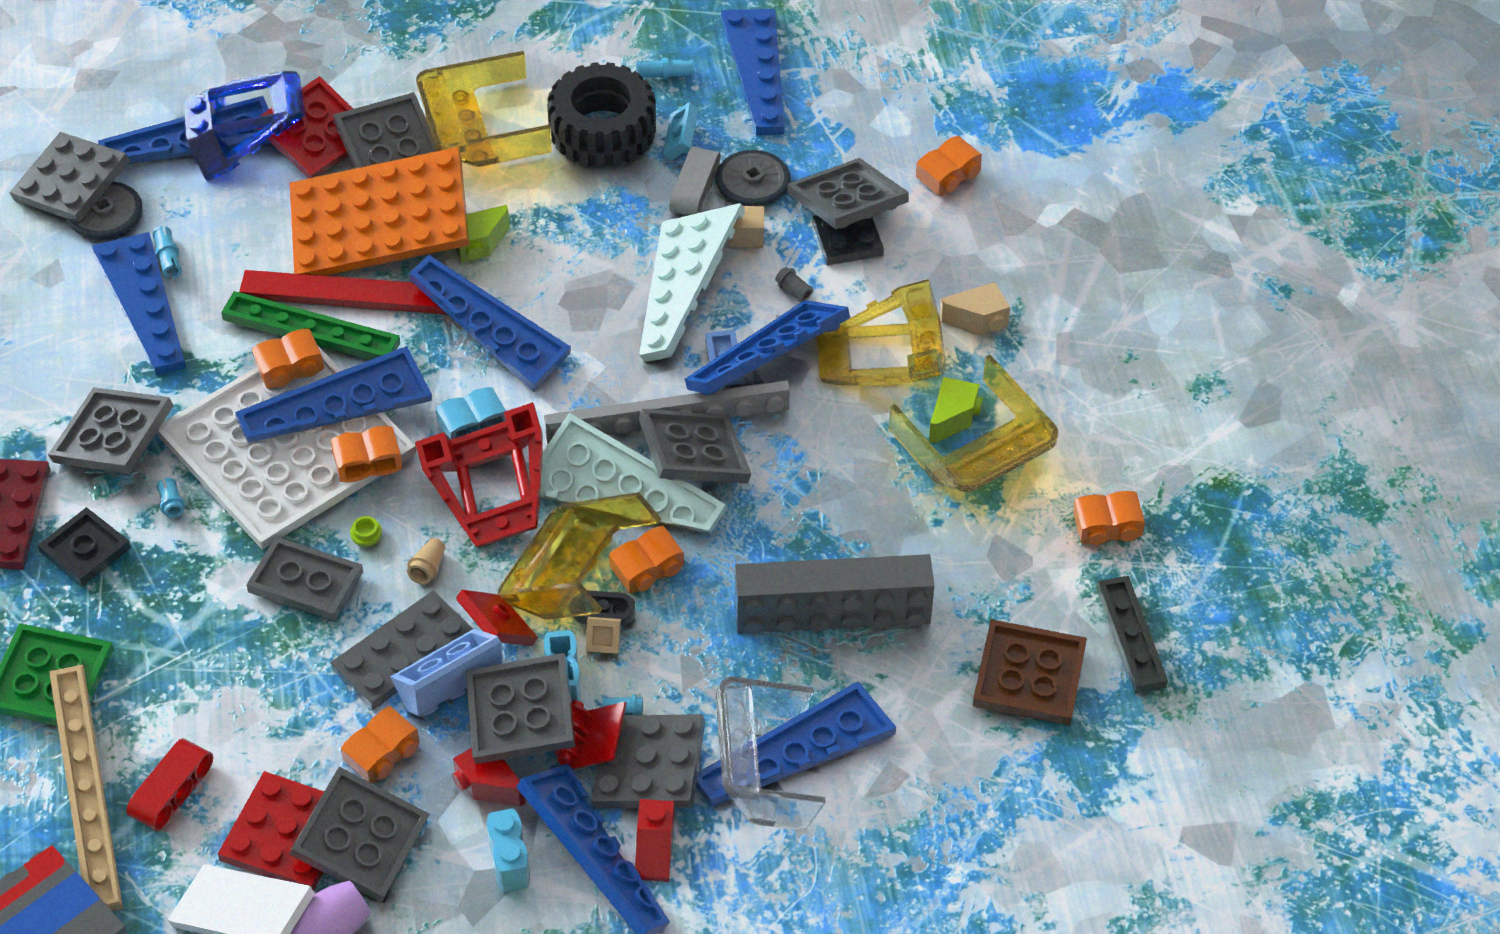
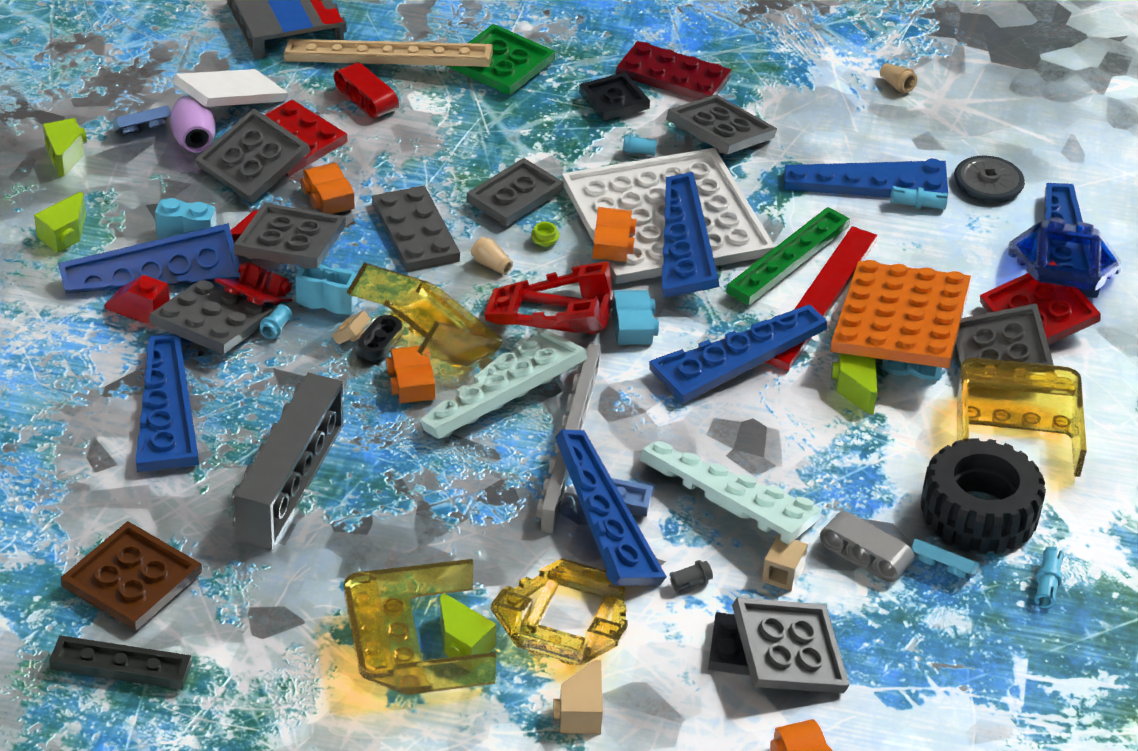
camera: 110 degrees right, 10 degrees down
(69, 176) = (1032, 160): plate -> none
(288, 358) = (742, 218): orange brick -> none
(444, 671) = (366, 224): light blue slope -> none
(496, 617) = (403, 255): red plate -> none
(694, 446) = (510, 426): dark grey plate -> none
(741, 718) = (163, 335): clear windscreen -> none
(753, 178) = (859, 597): dark grey wheel -> none
(756, 56) = (1054, 663): blue wing -> none
(1108, 517) = (259, 698): orange brick -> none

